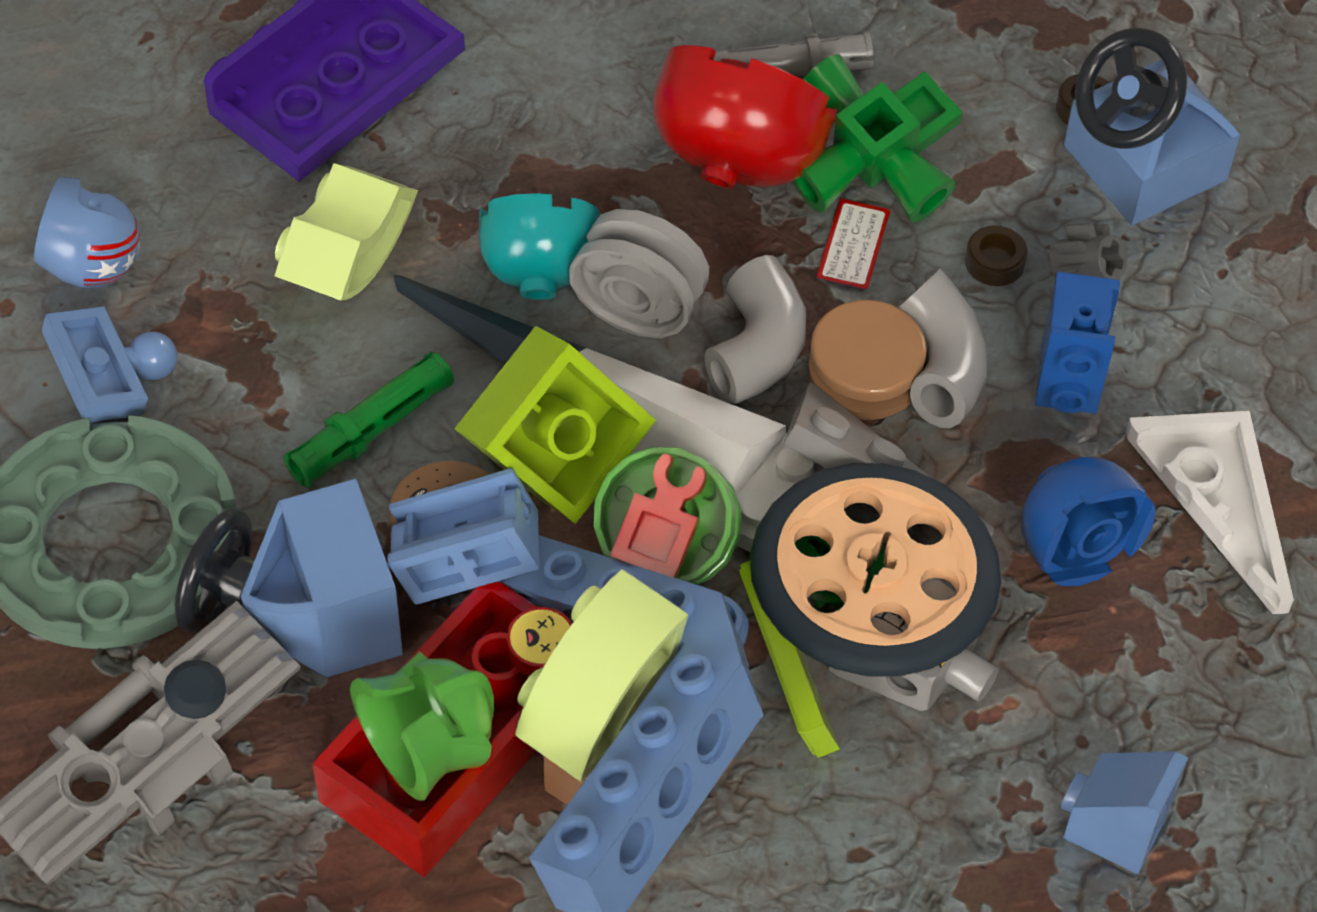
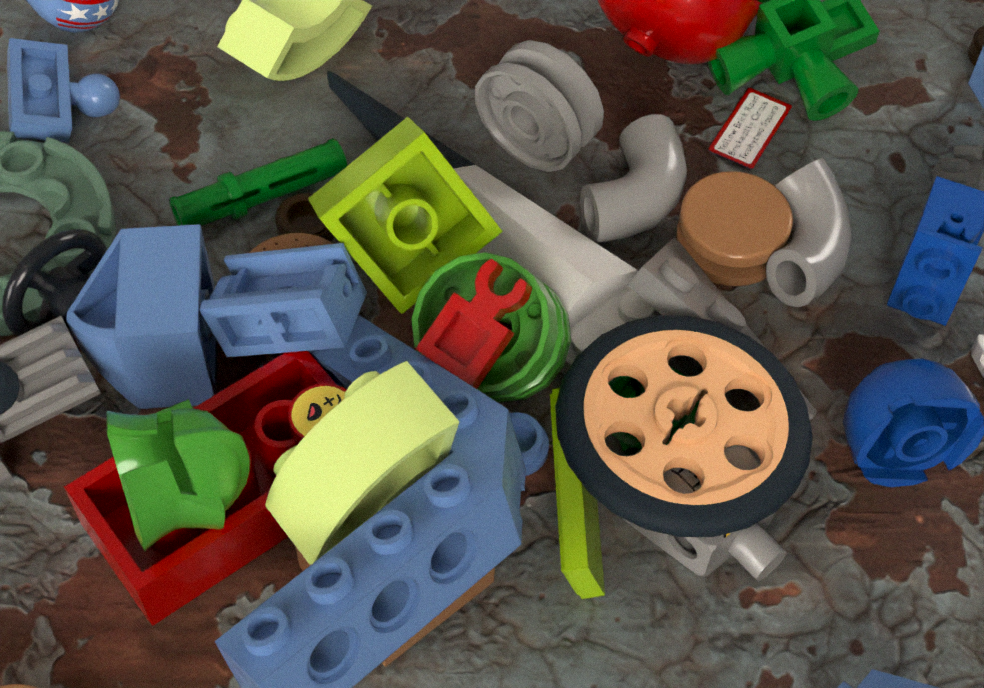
camera: 15 degrees right, 0 degrees up
(426, 442) = (298, 216): none -> dark brown tile
(533, 242) = (449, 59): teal cylinder -> none
(996, 255) = (881, 163): dark brown tile -> none

